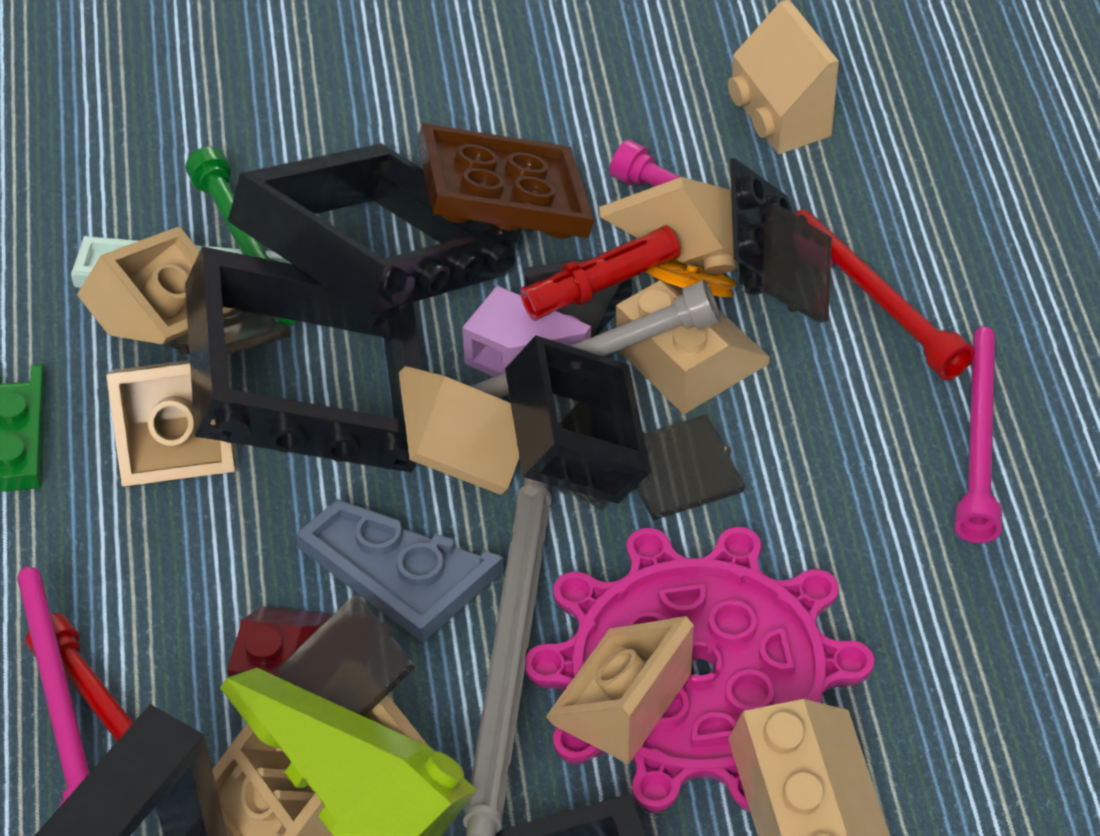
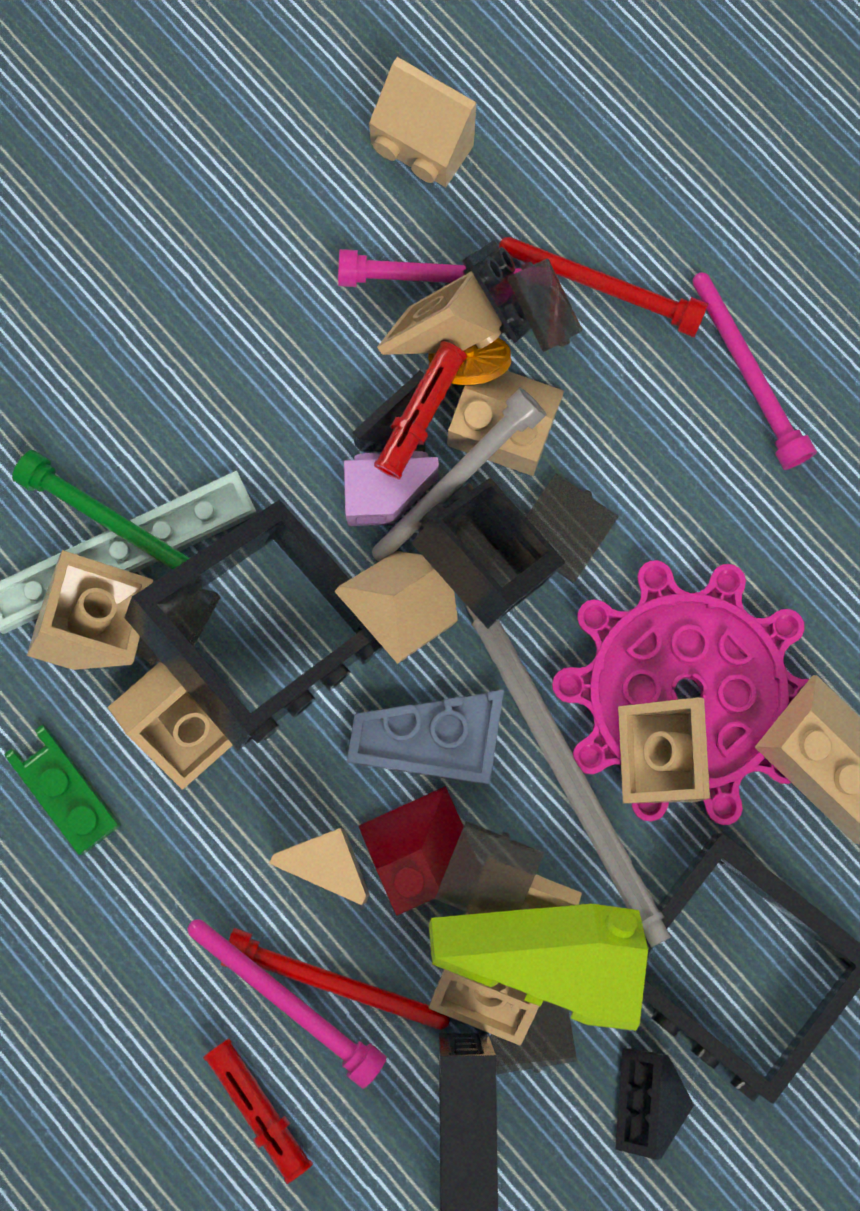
camera: 35 degrees left, 30 degrees up
(199, 591) = (326, 863): none -> tan slope
(280, 209) = (229, 404): black window -> none
(504, 181) = (279, 357): reddish brown plate -> none

